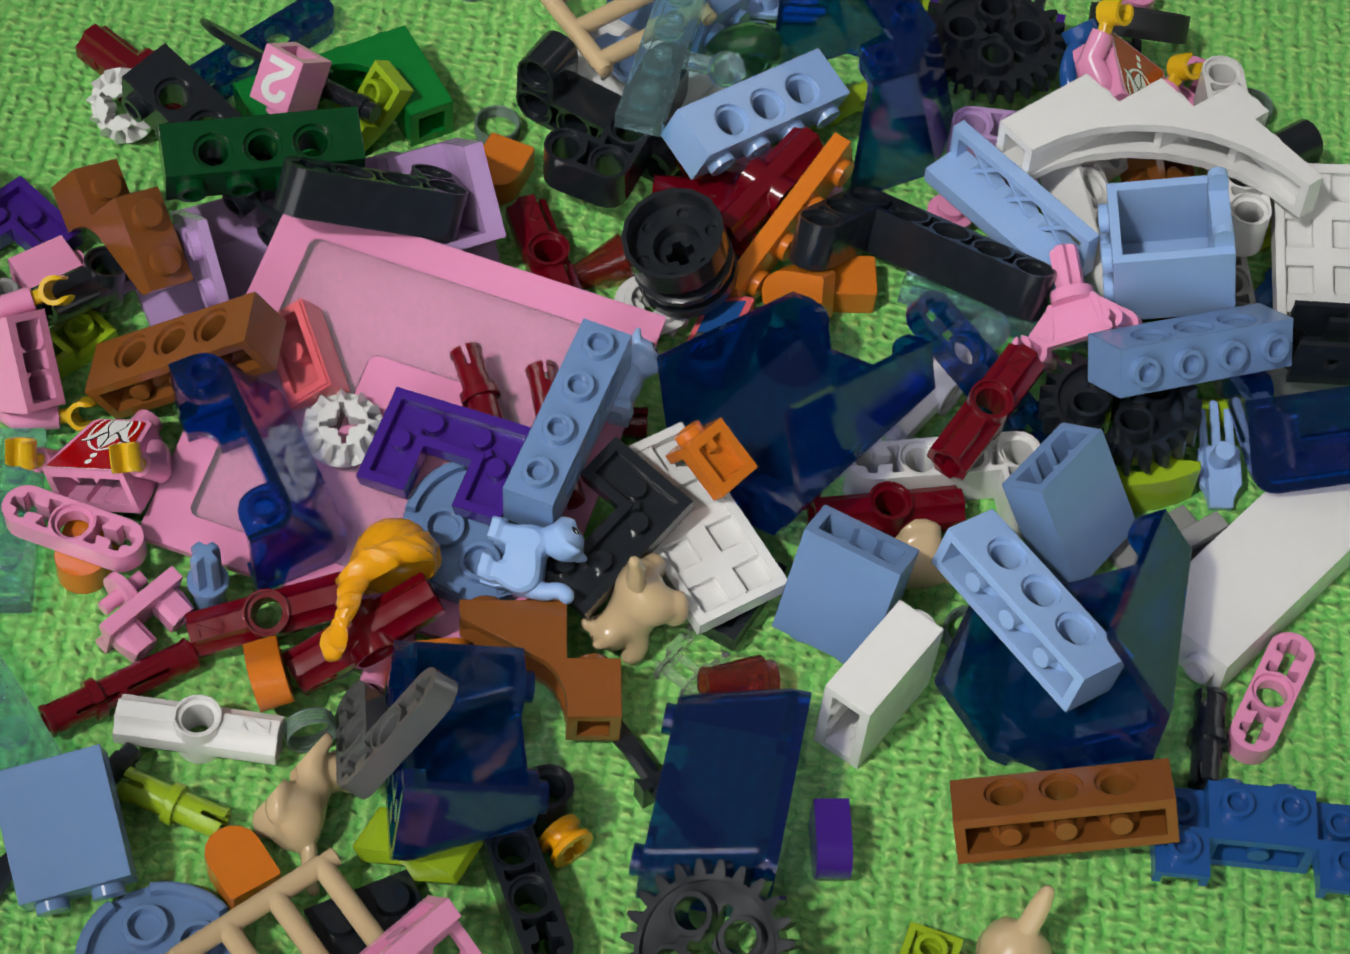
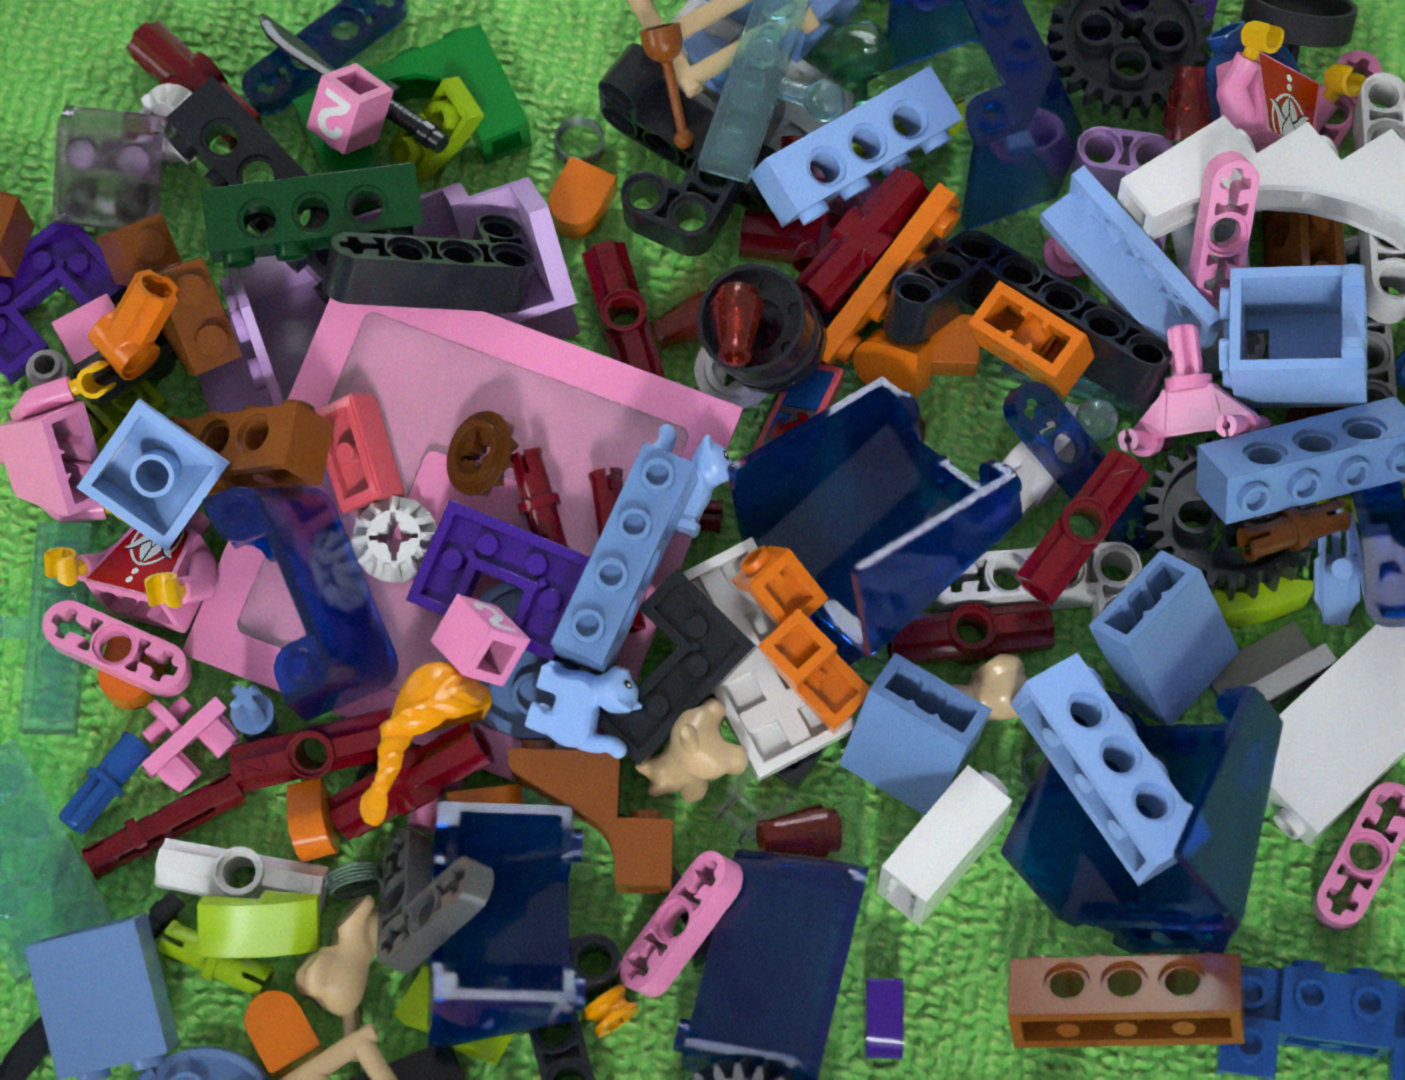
camera: 10 degrees right, 15 degrees up
(59, 132) = (108, 166): none -> slope
(60, 651) = (104, 783): none -> blue axle
(88, 250) = (129, 332): none -> orange piece
(113, 363) = (153, 474): none -> light blue slope
(219, 760) = (258, 927): none -> lime slope
(414, 344) = (470, 443): none -> reddish brown gear
(431, 500) = (480, 640): none -> bright pink brick
(577, 28) = (663, 45): none -> dark orange hinge
(600, 799) = (693, 885): none -> bright pink beam
(659, 233) = (736, 318): none -> clear red cone
(744, 526) = (815, 670): none -> orange slope
(927, 258) = (1031, 339): none -> orange brick
(1048, 73) = (1187, 103): none -> clear red cone
(1081, 146) = (1215, 206): none -> bright pink beam
(1180, 407) = (1293, 529): none -> reddish brown pin
(1207, 737) = (1292, 906): black pin -> none

